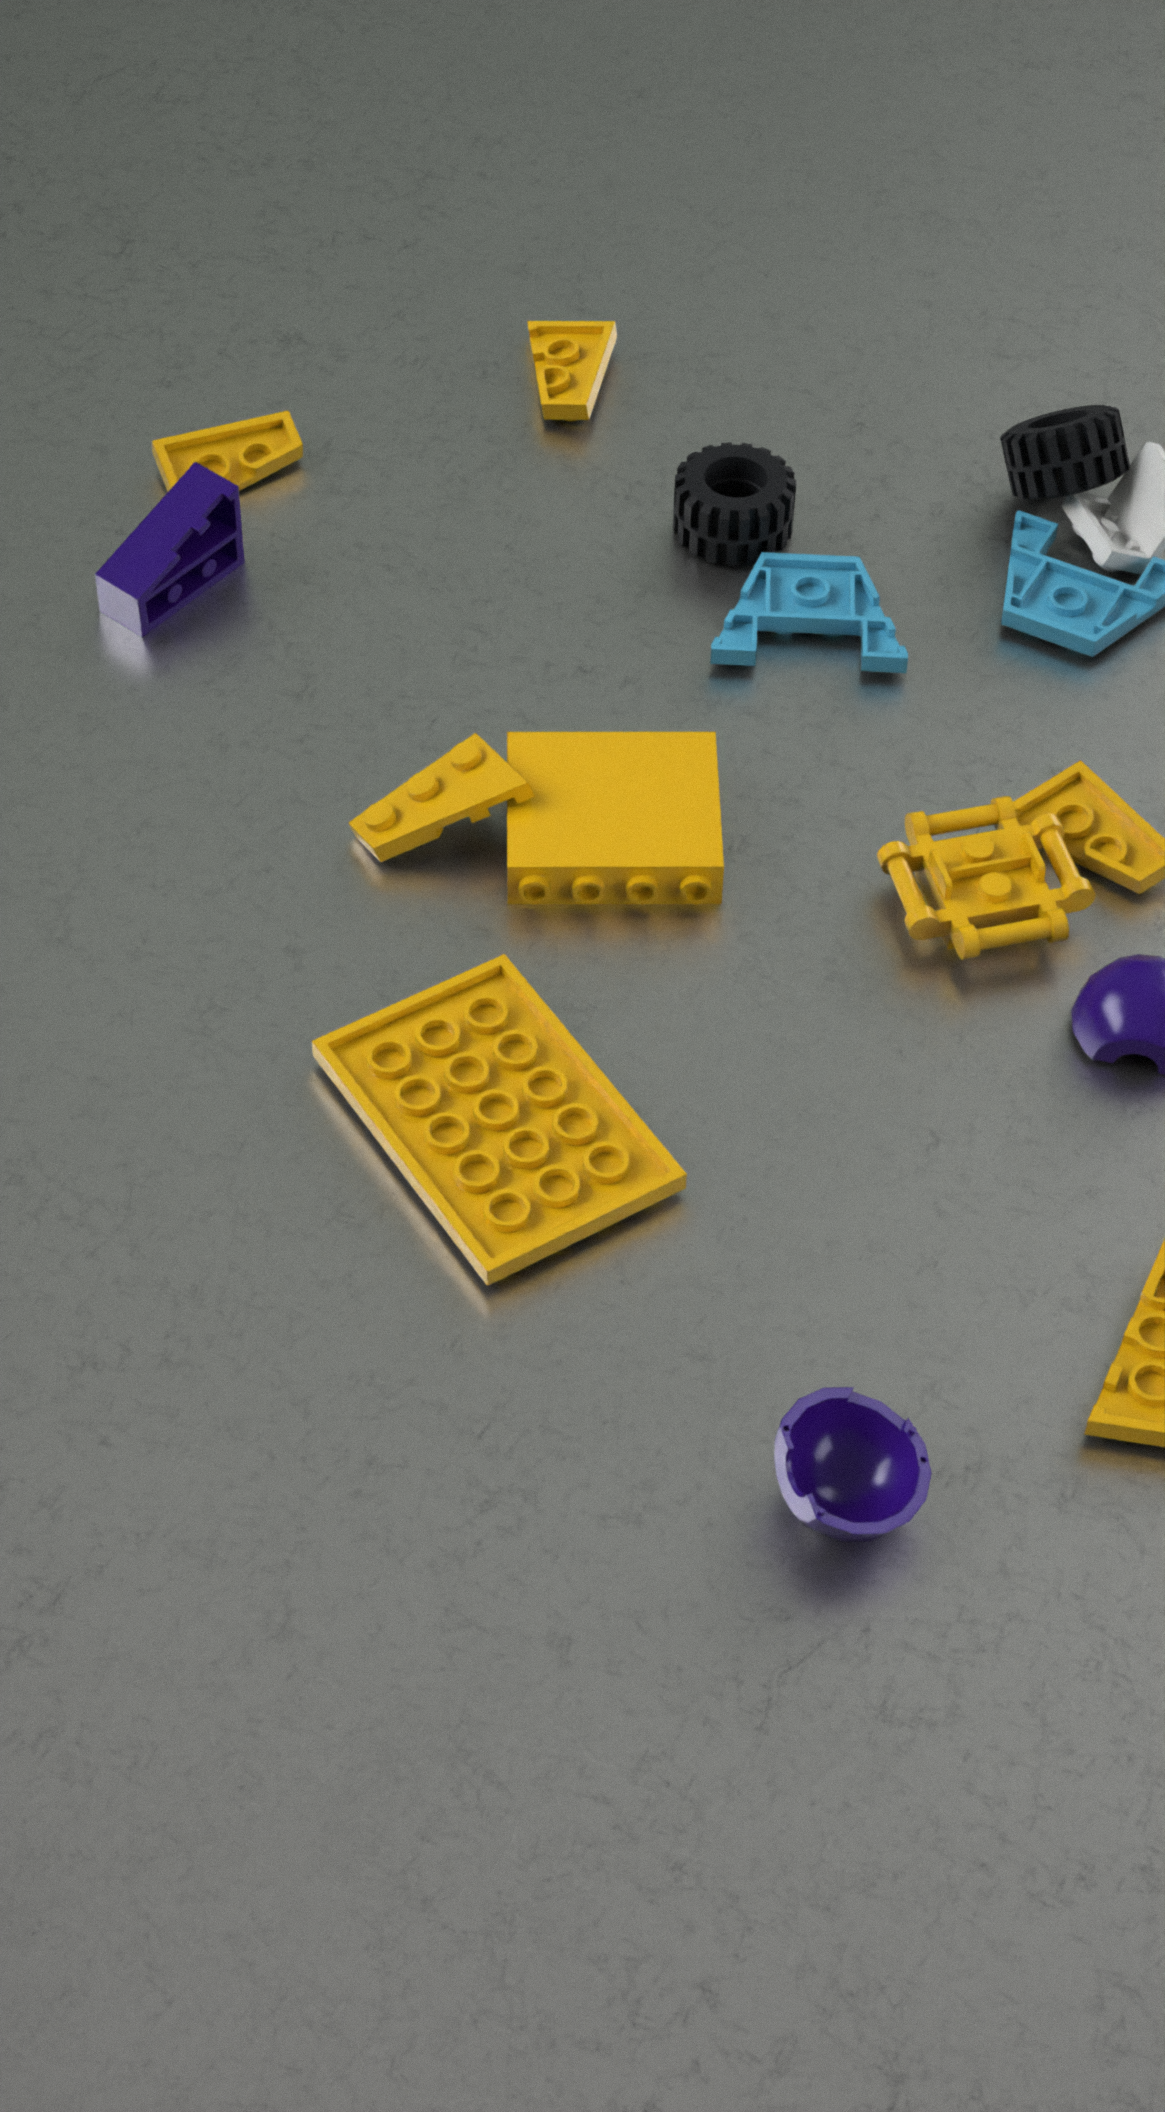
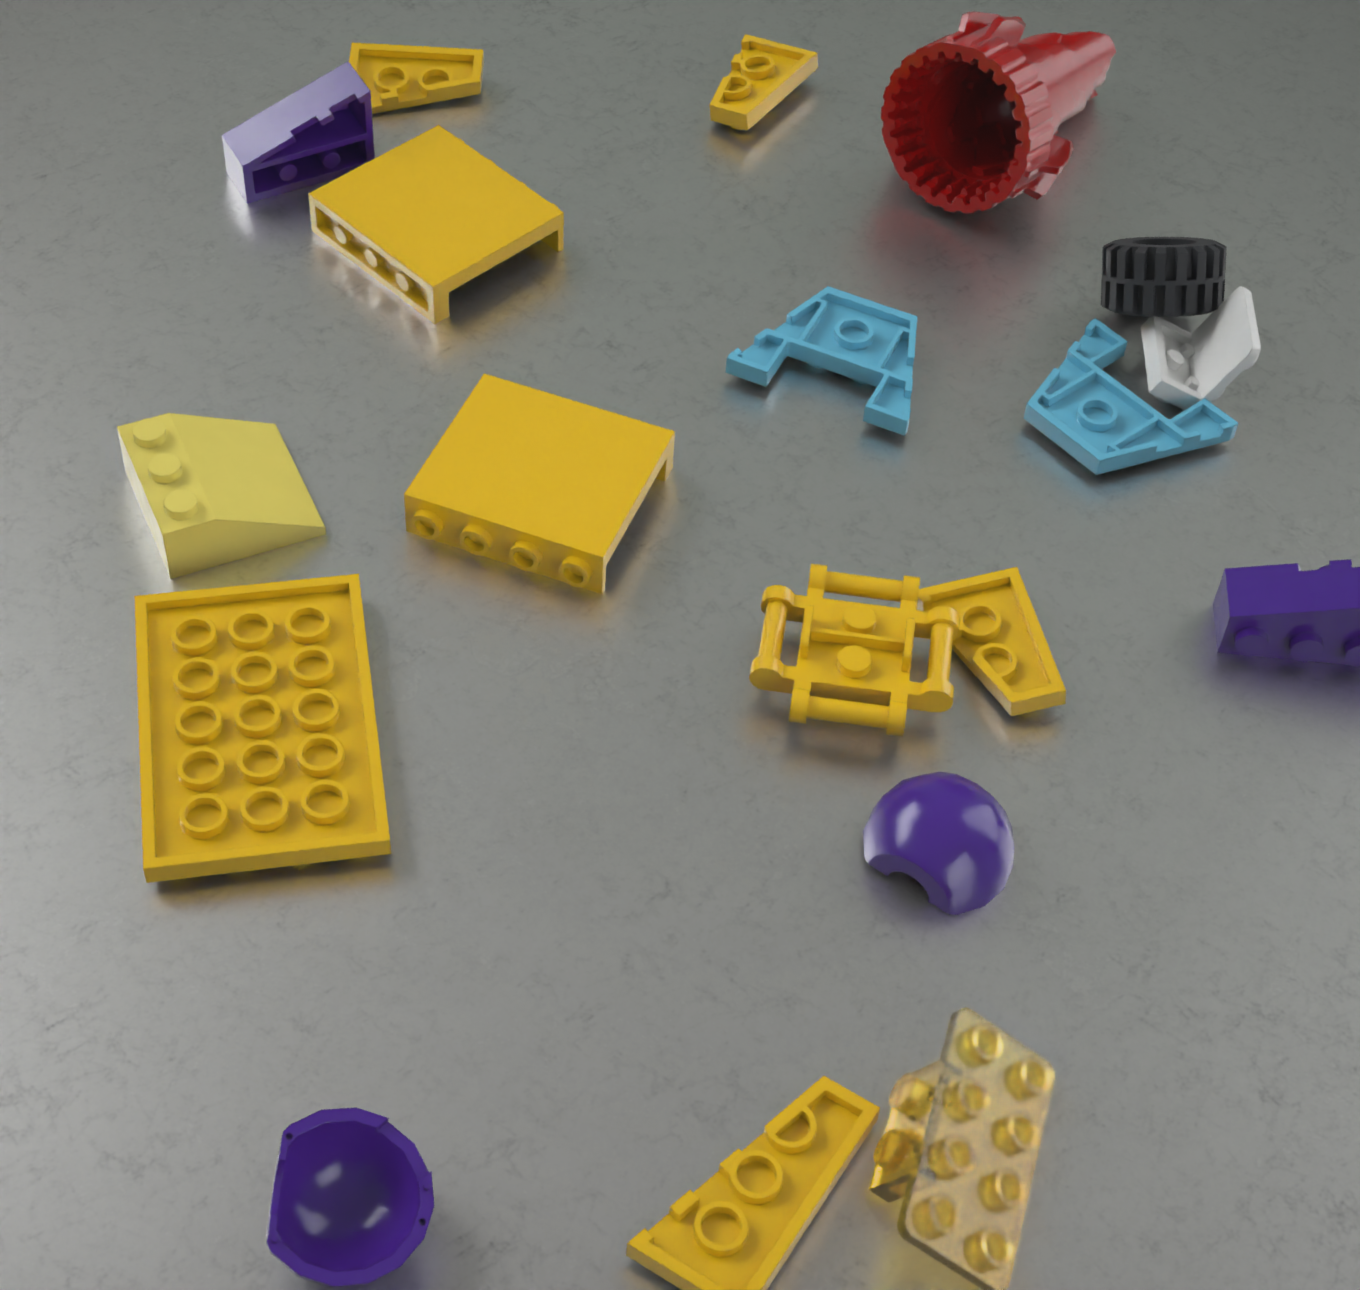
camera: 20 degrees right, 0 degrees up
(310, 923) = (215, 489): none -> light yellow slope
(348, 599) = (431, 218): none -> yellow panel
(444, 792) = (399, 410): yellow wing -> none
(733, 503) = (827, 235): black tyre -> none
(825, 341) = (983, 110): none -> red cone

